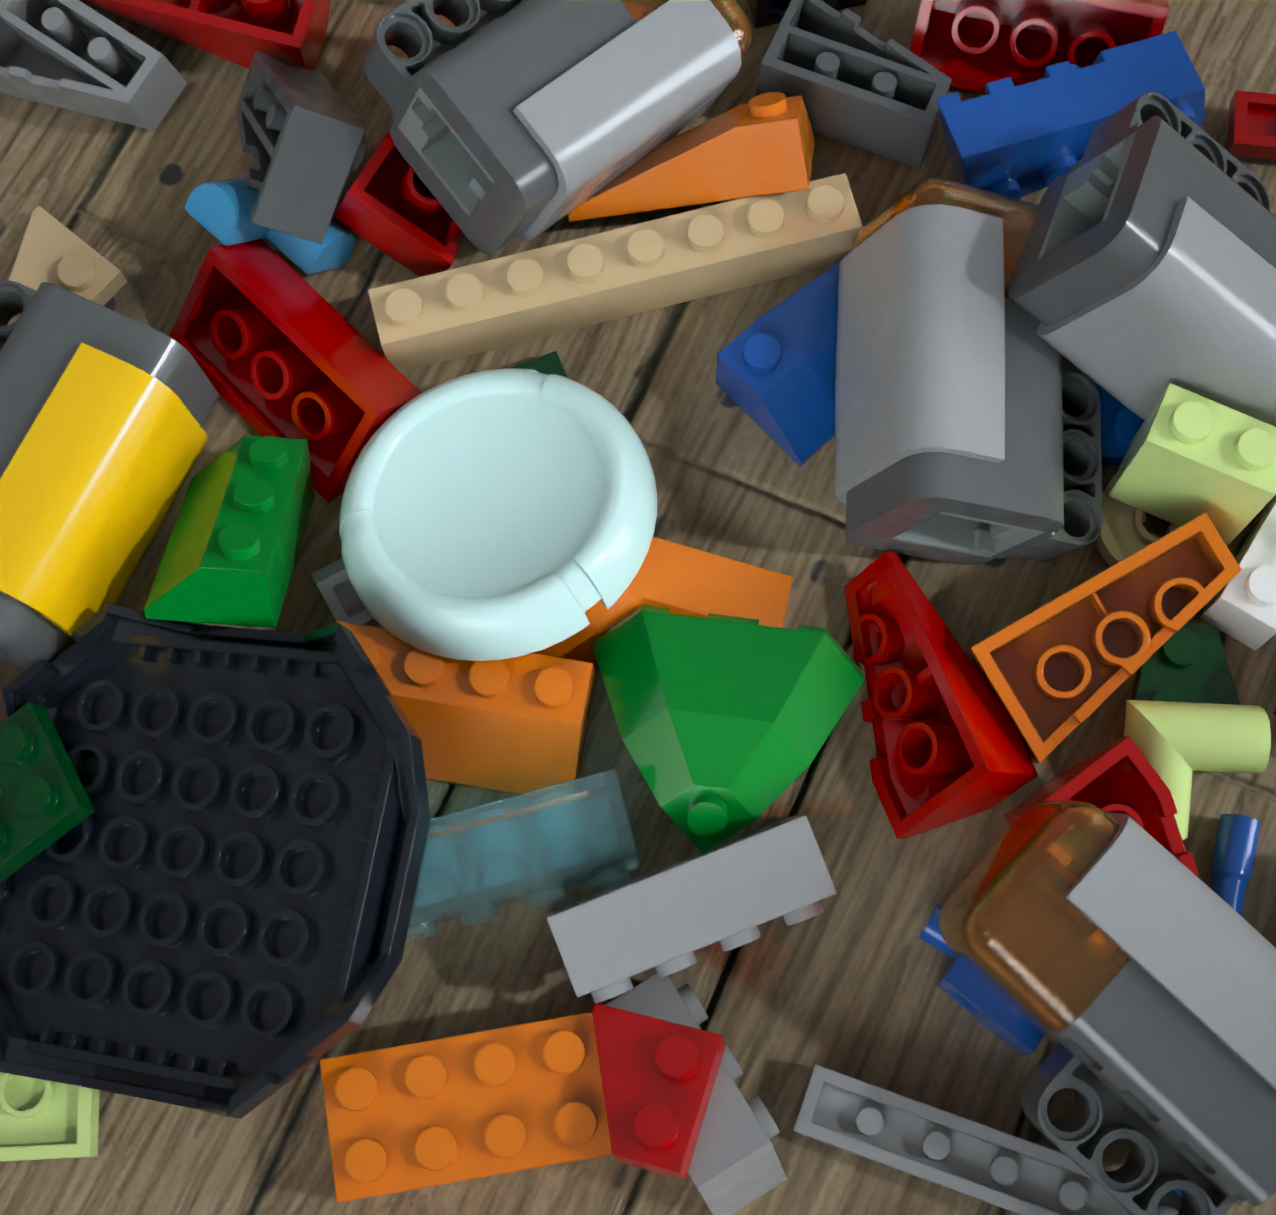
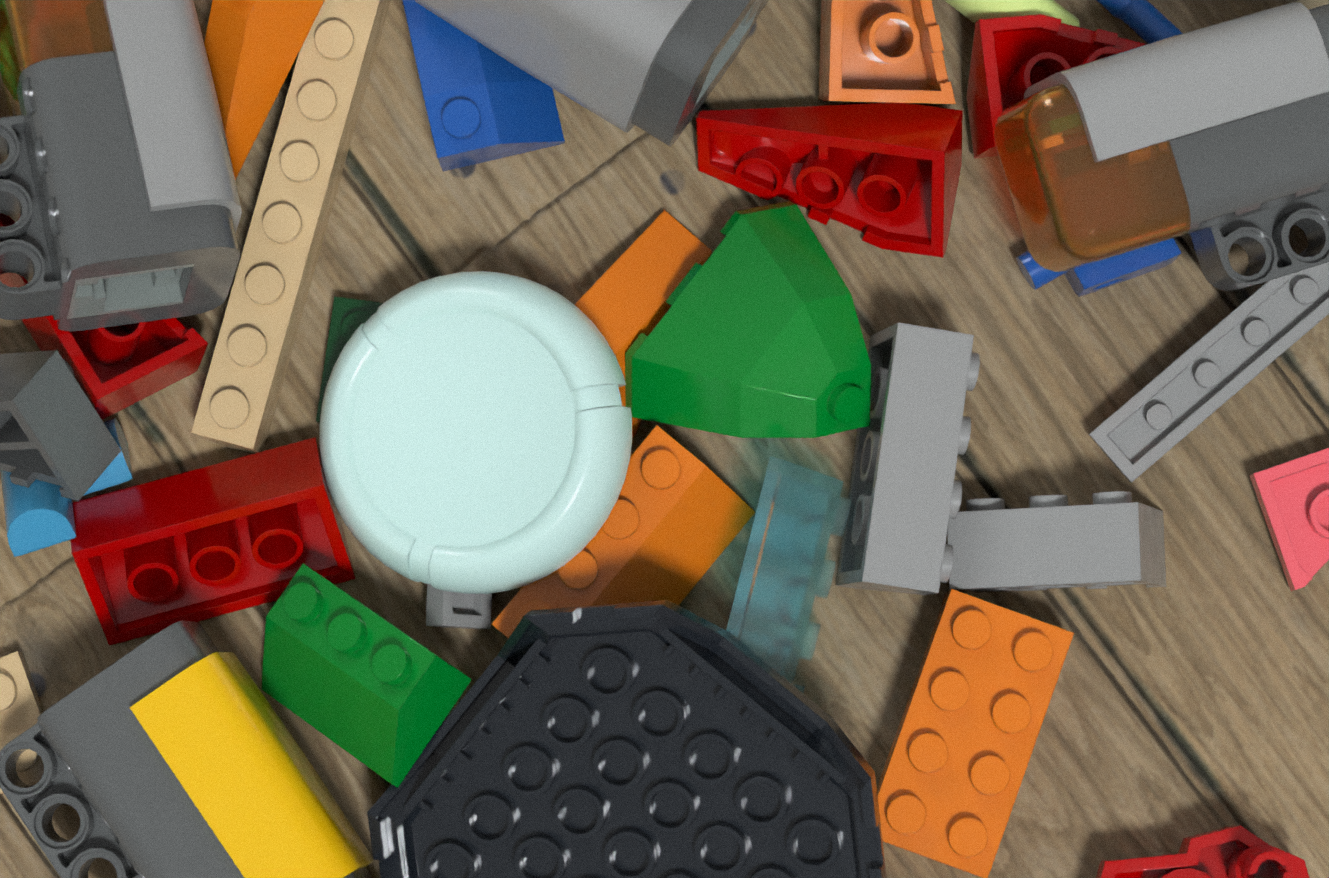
camera: 60 degrees left, 10 degrees up
(654, 1087) = (1041, 570): red wing -> none

